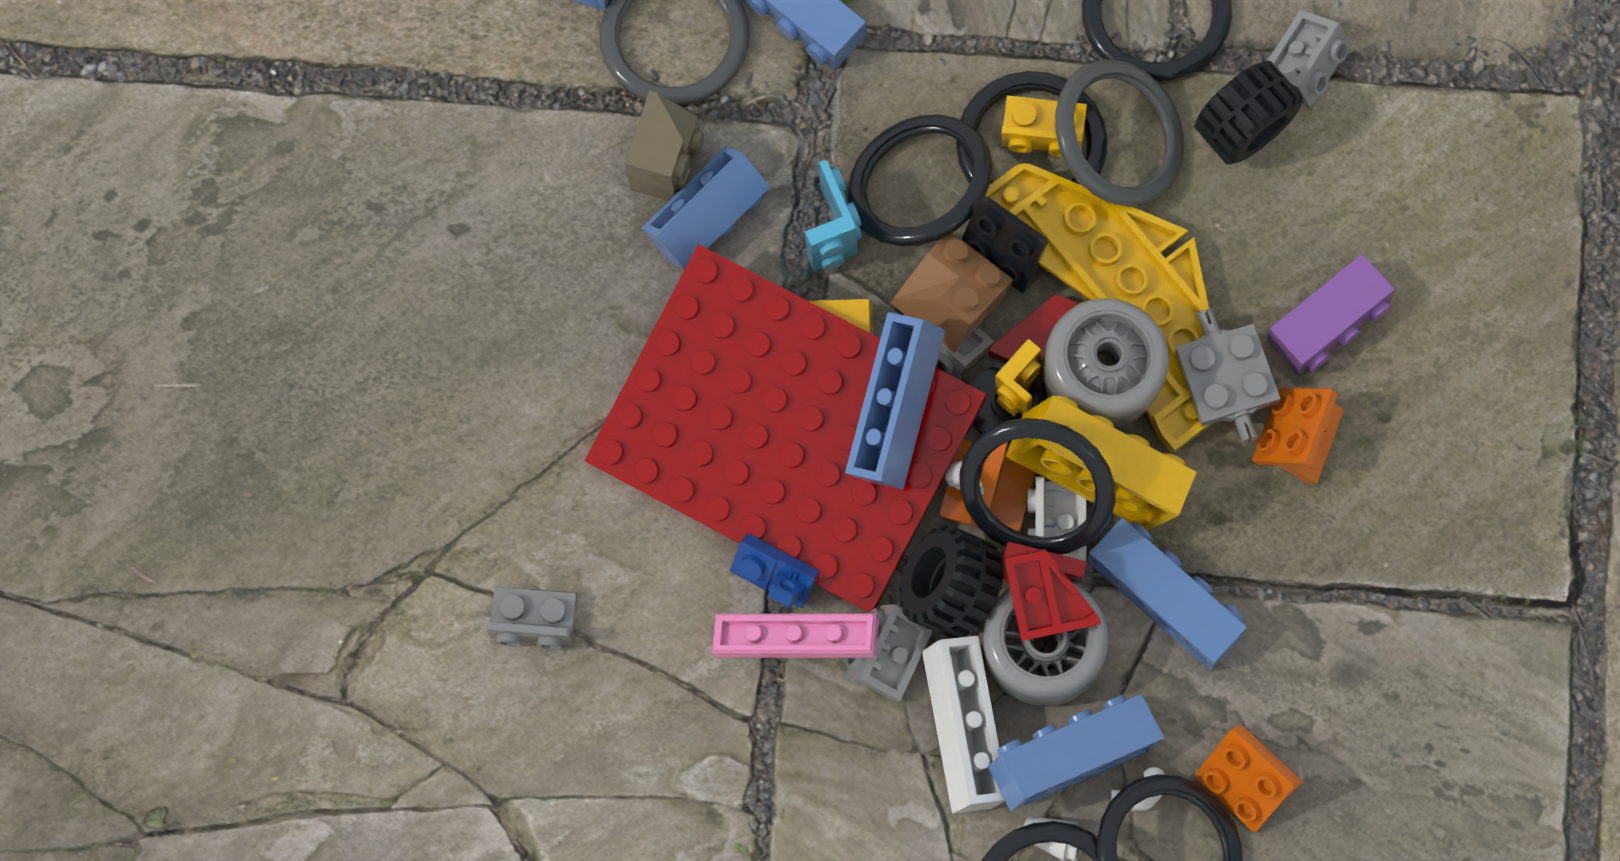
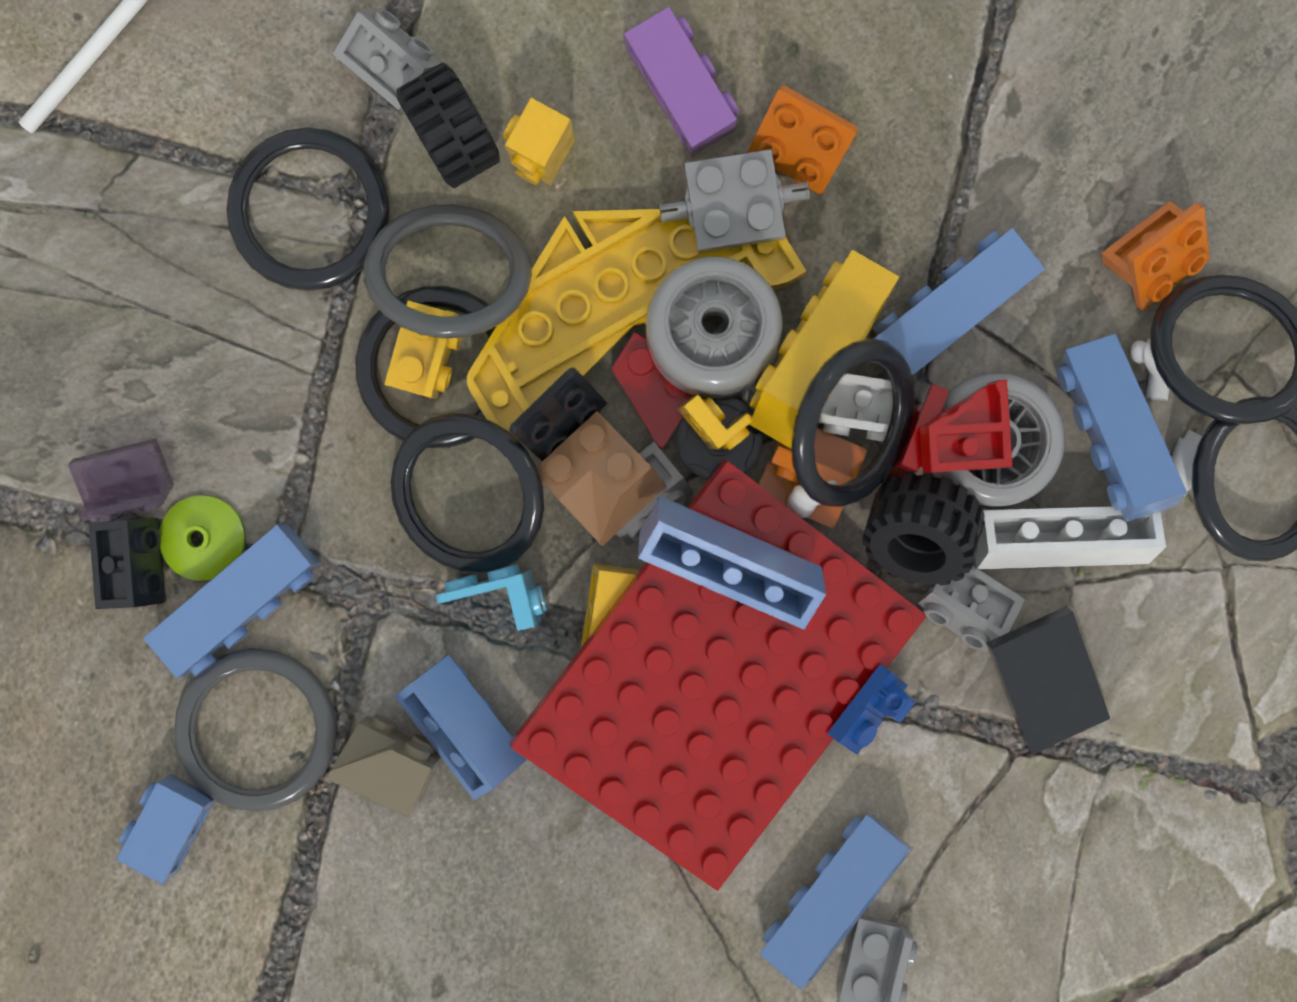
camera: 85 degrees left, 15 degrees up
(592, 565) = (835, 900): none -> medium blue brick
(795, 635) = (944, 697): bright pink tile -> none
(826, 729) = (1048, 680): none -> black tile
(1247, 194) = (538, 142): none -> yellow brick

